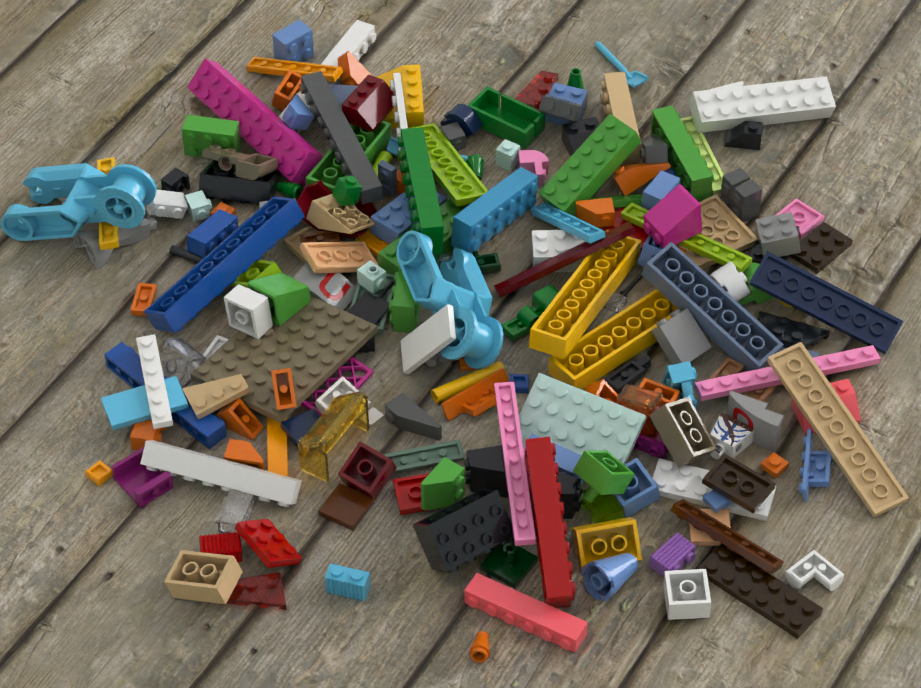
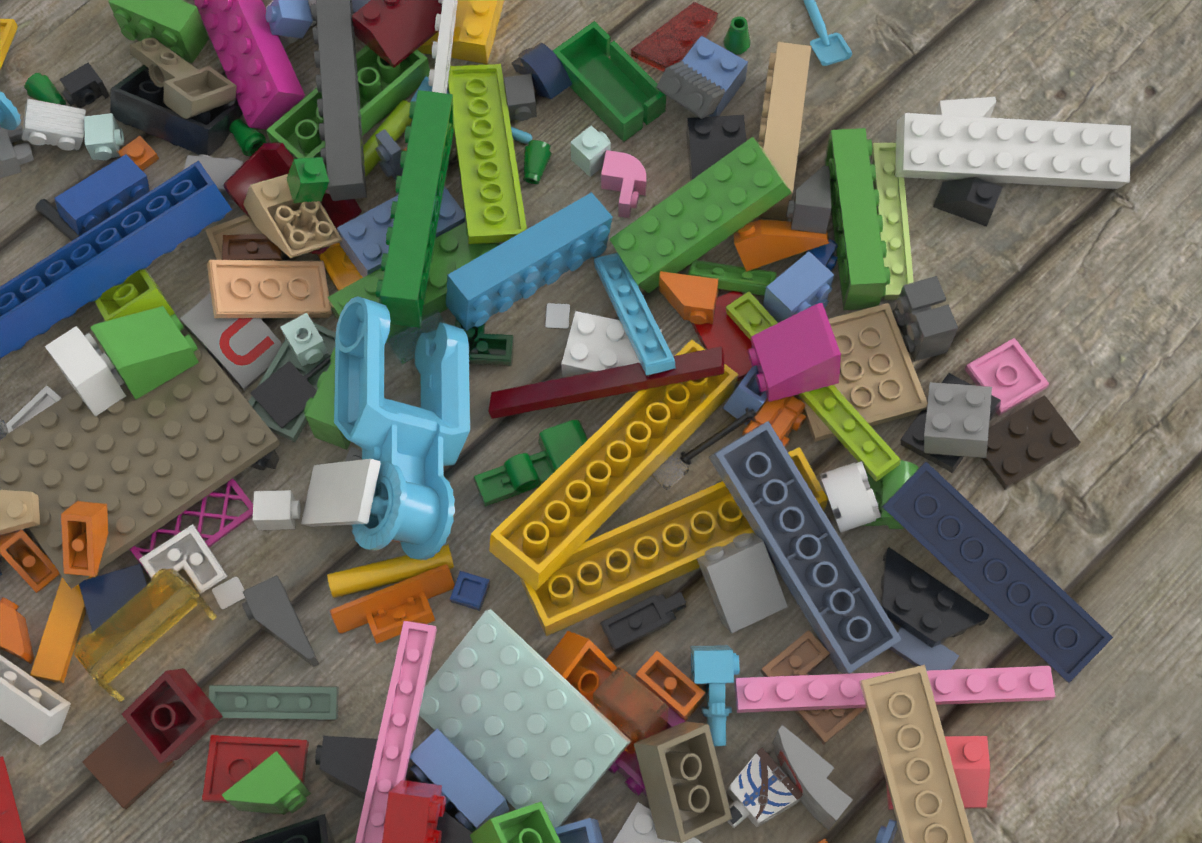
camera: 15 degrees right, 20 degrees up
(386, 366) = (275, 510): none -> white brick
(518, 243) = (557, 315): none -> white sticker

